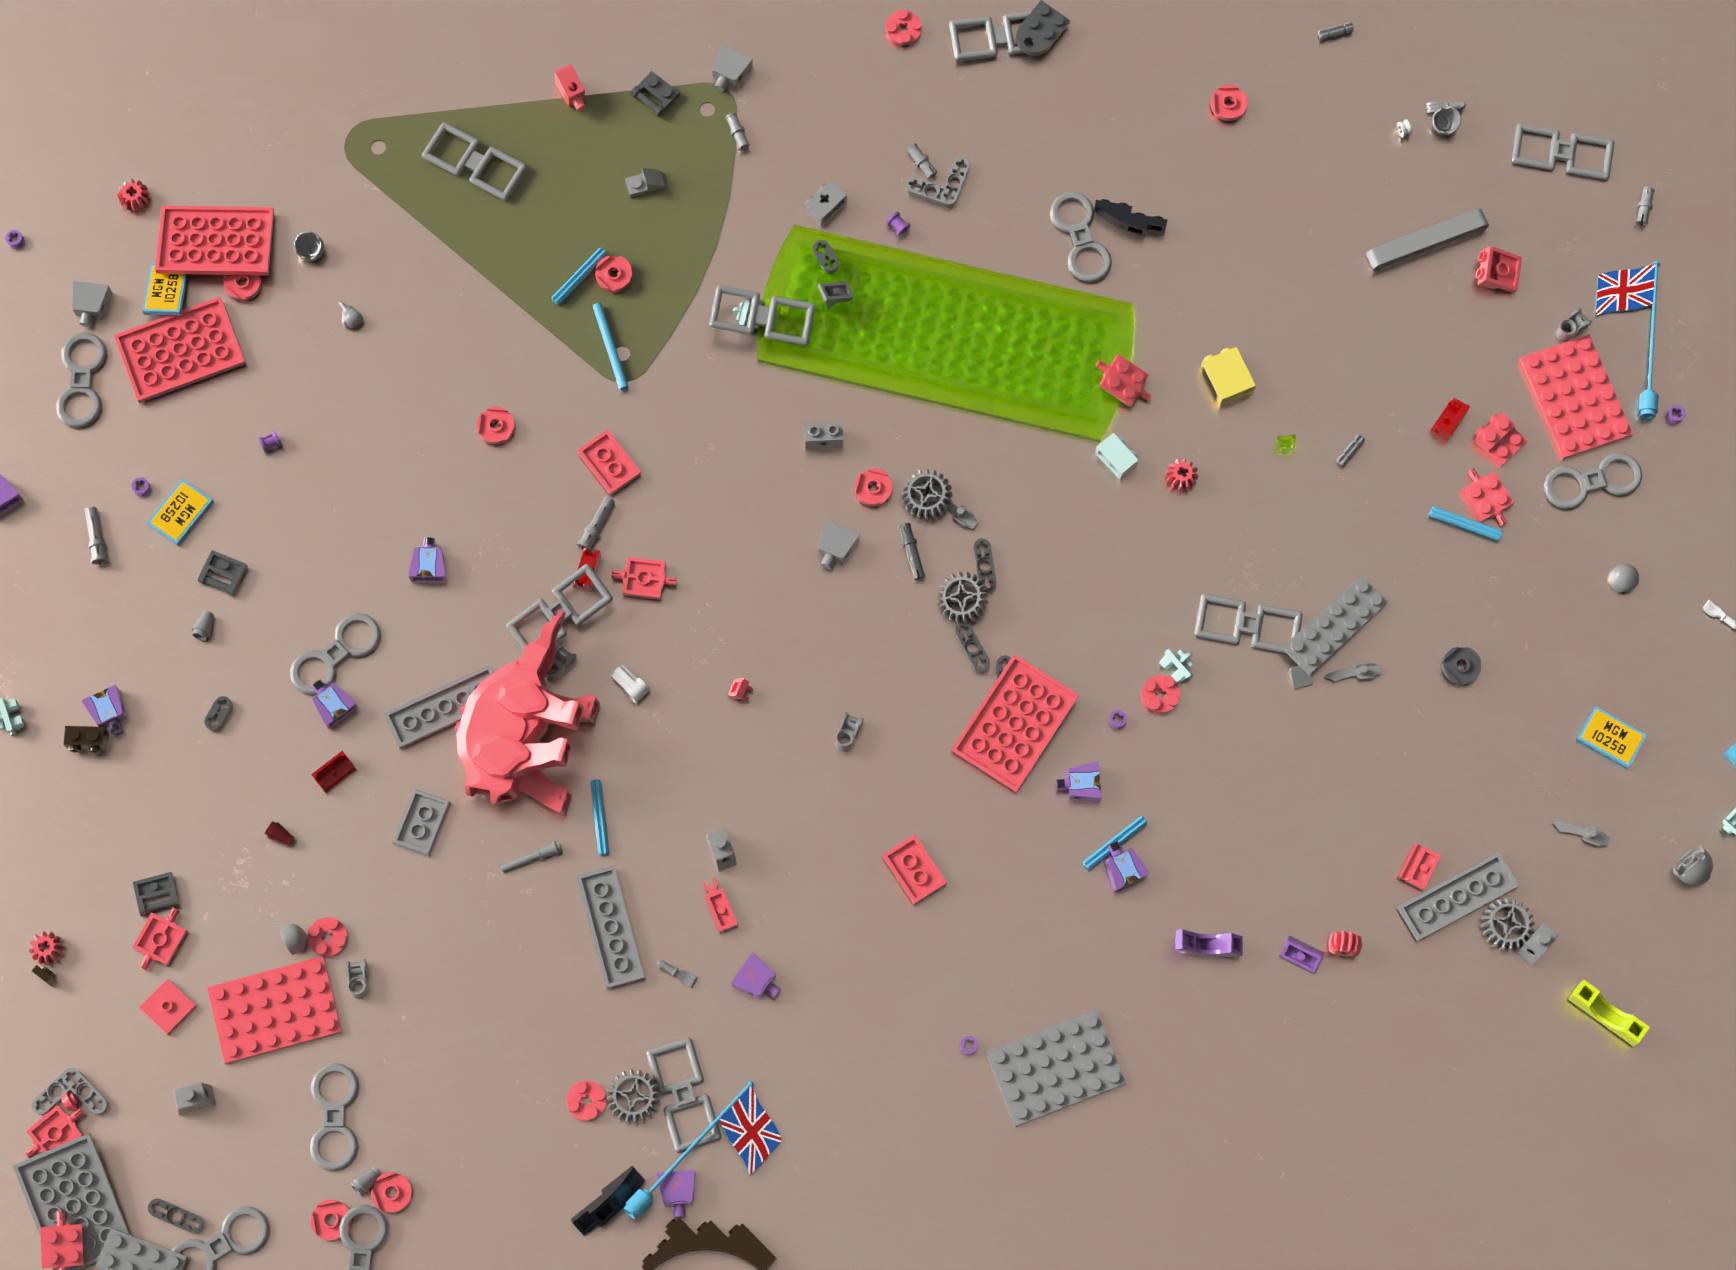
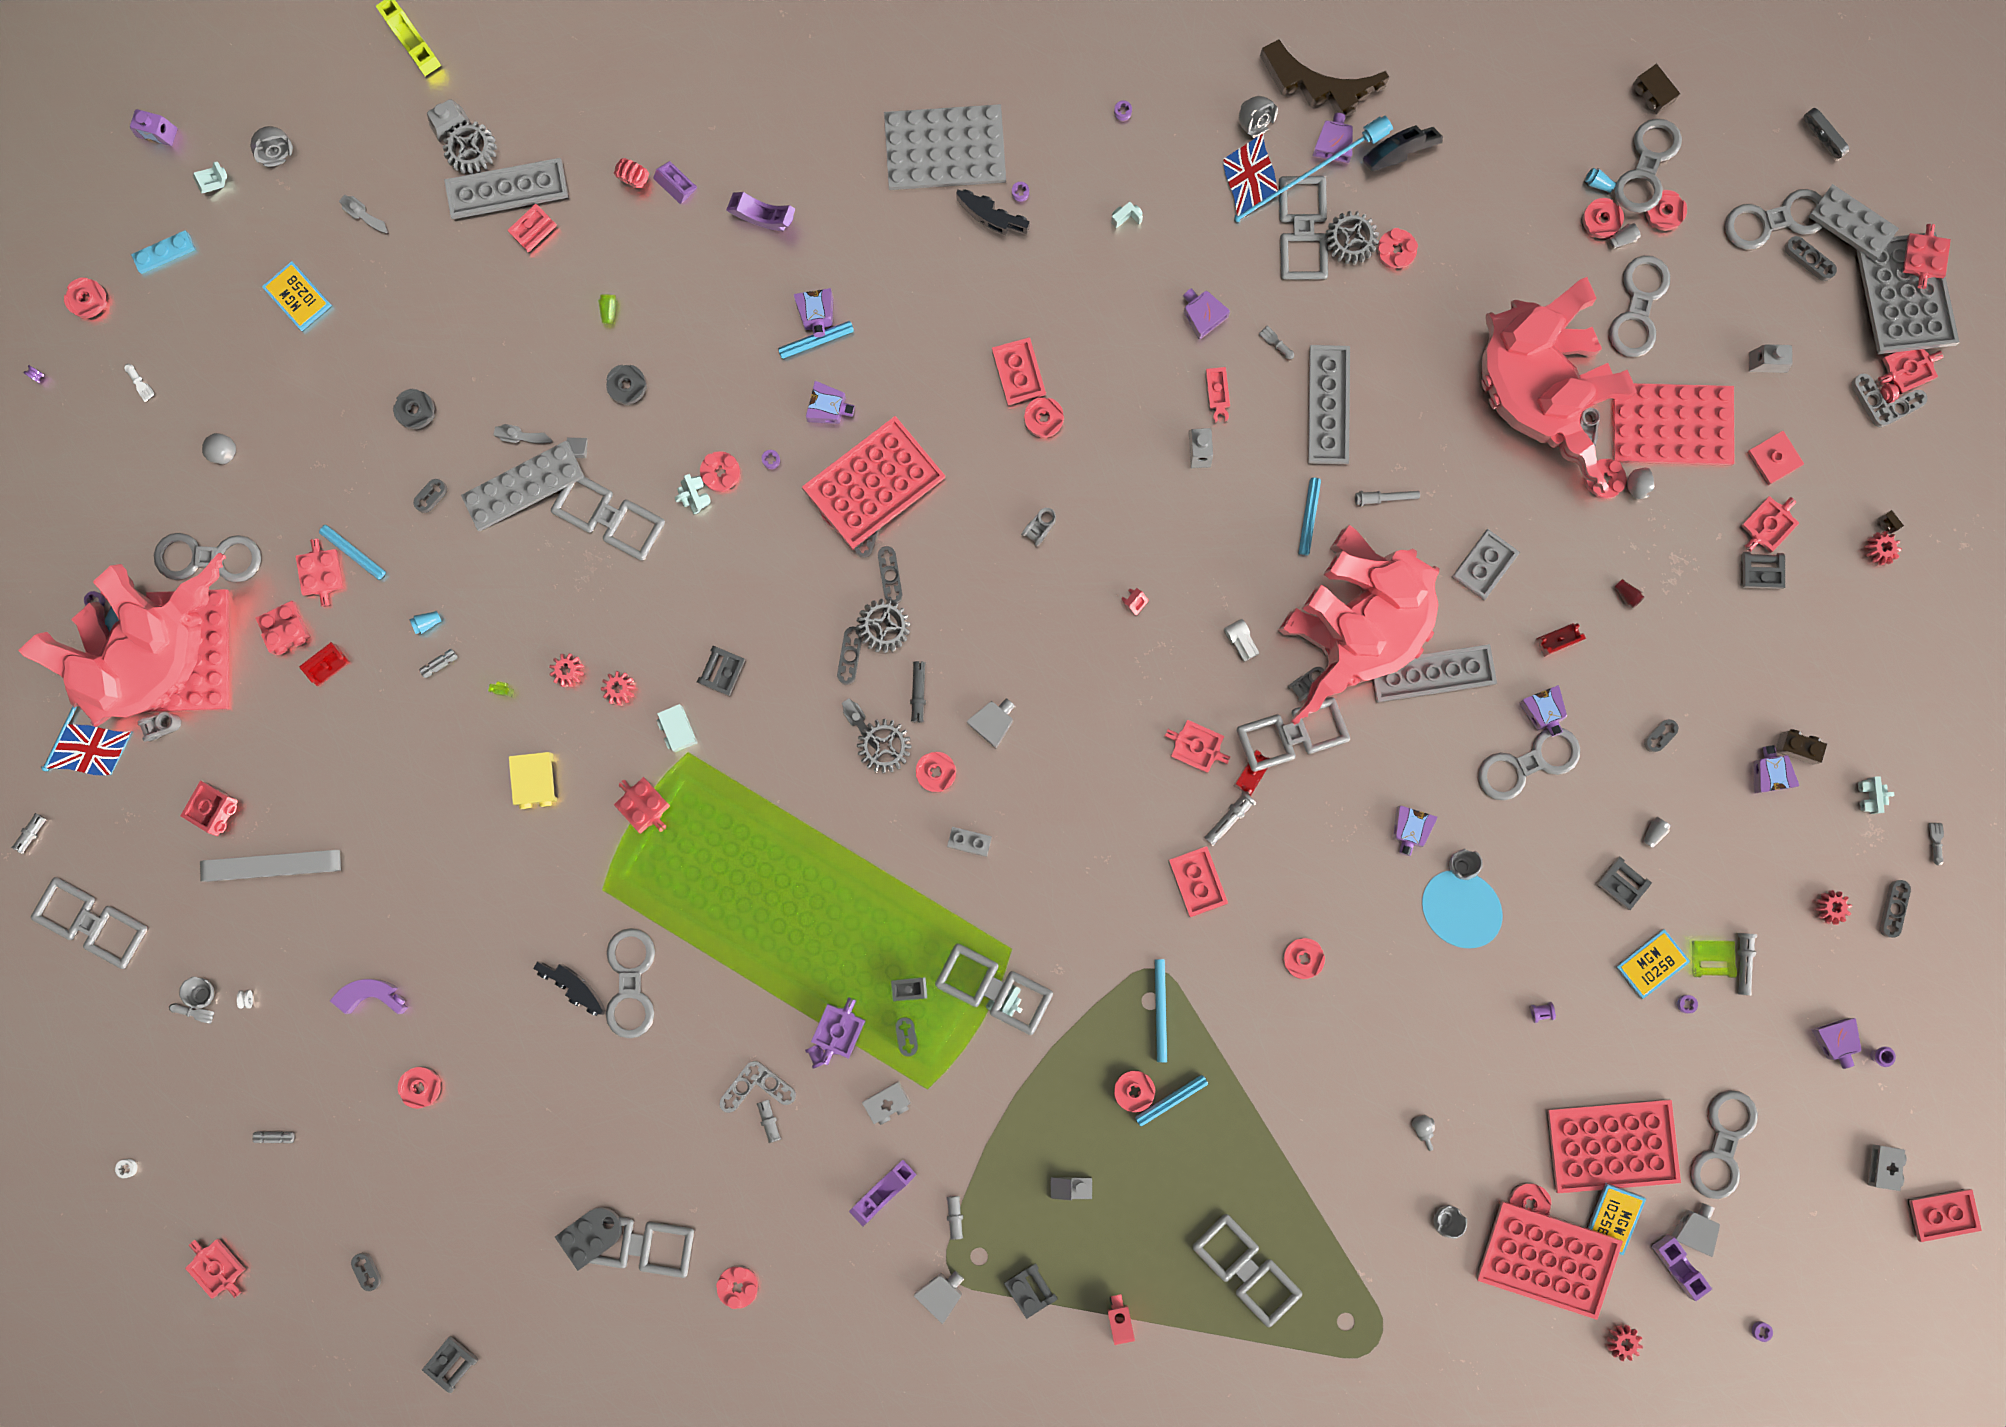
camera: 160 degrees left, 10 degrees up
(28, 599) = (1840, 908): none -> coral gear
(92, 263) = (1684, 1273): none -> medium lavender arch
(127, 538) = (1713, 952): none -> clear neon green plate
(364, 510) = (1462, 910): none -> medium azure sticker
(371, 545) = (1466, 864): none -> light grey hair
(404, 1230) = (1599, 180): none -> medium azure cone
(413, 992) = (1538, 386): none -> coral animal
(762, 1189) = (1257, 114): none -> light grey cylinder
(807, 130) = (882, 1192): none -> medium lavender arch
(863, 1051) = (1122, 214): none -> light aqua bracket
(879, 844) = (1032, 417): none -> coral plate
(886, 244) = (838, 1031): none -> medium lavender plate
(900, 1160) = (1122, 117): none -> medium lavender bush
(998, 1013) = (984, 211): none -> black slope
(1089, 517) = (726, 674): none -> dark grey plate
(1229, 481) = (561, 676): none -> coral gear
(1273, 736) = (637, 385): none -> dark grey plate
(1299, 167) = (353, 993): none -> medium lavender arch
(1320, 813) = (607, 308): none -> clear neon green cone
(1376, 481) = (424, 621): none -> medium azure cone
(1412, 592) = (433, 499): none -> dark grey beam
(1609, 362) = (141, 657): none -> coral animal

